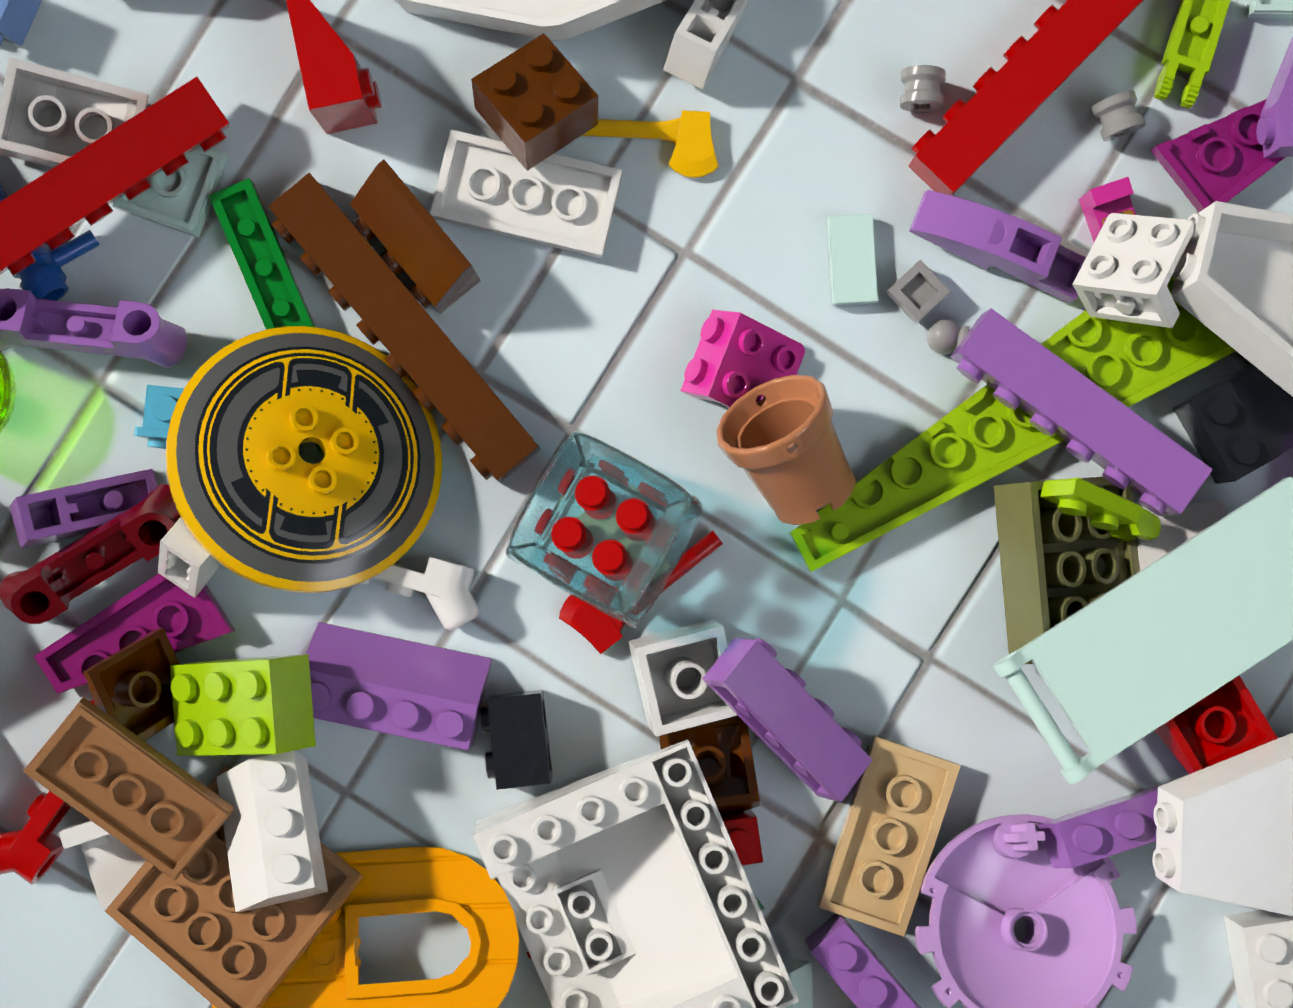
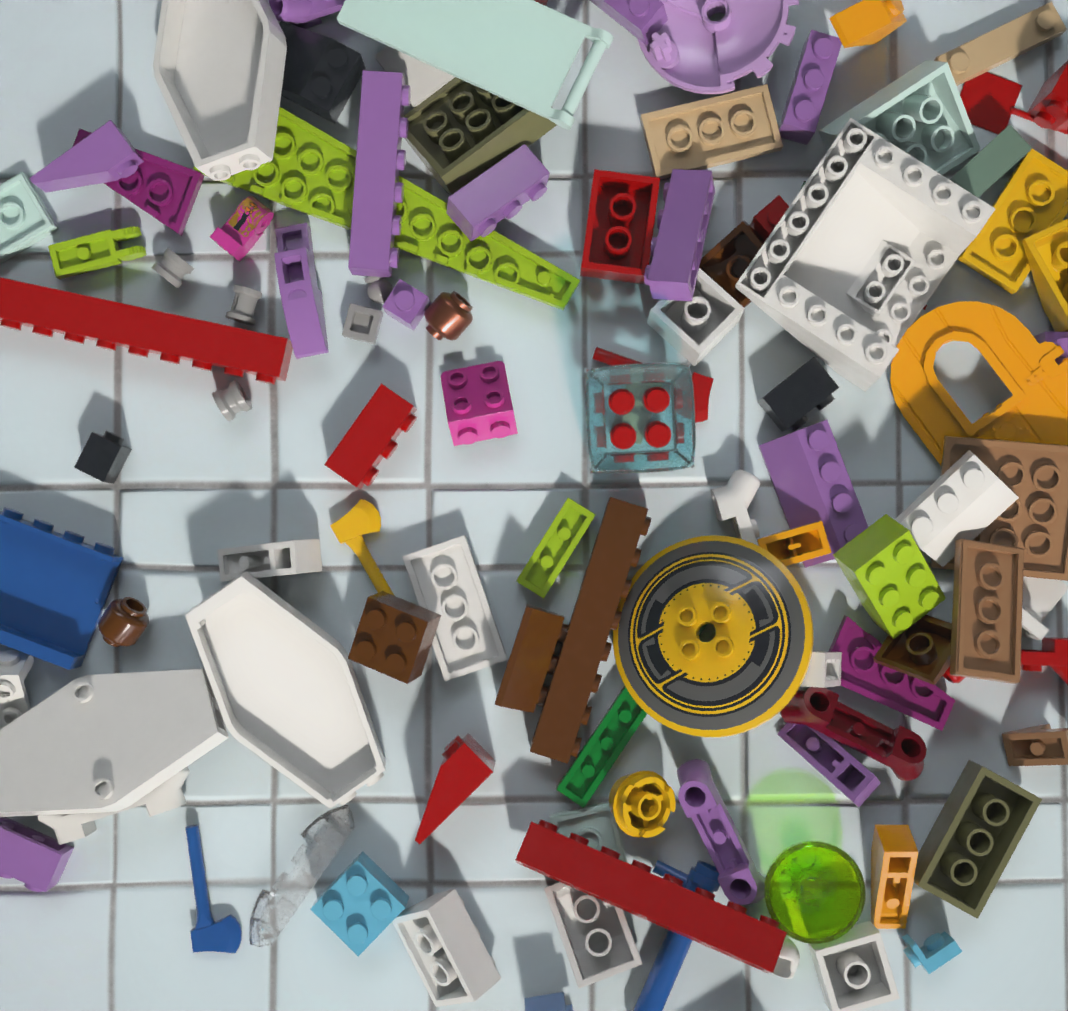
camera: 115 degrees left, 0 degrees up
(158, 410) = (739, 748): medium azure bracket -> none
(170, 261) = (641, 803): none -> yellow cone
(349, 623) = (797, 543): none -> light orange slope
(521, 350) = (555, 548): none -> lime plate
(779, 220) = (372, 437): none -> red brick
(788, 447) = (513, 339): nougat piece -> none
(845, 655) = (619, 226): none -> red brick
(852, 259) = (365, 377): light aqua tile -> none
(864, 395) = (448, 316): none -> copper head
(907, 354) = (406, 304): none -> medium lavender brick
(970, 539) = (498, 193): none -> medium lavender brick
(1024, 170) = (244, 305): none -> light grey bush
(1105, 509) = (428, 121): lime hinge -> none
(1131, 268) = (267, 194): white bracket -> none

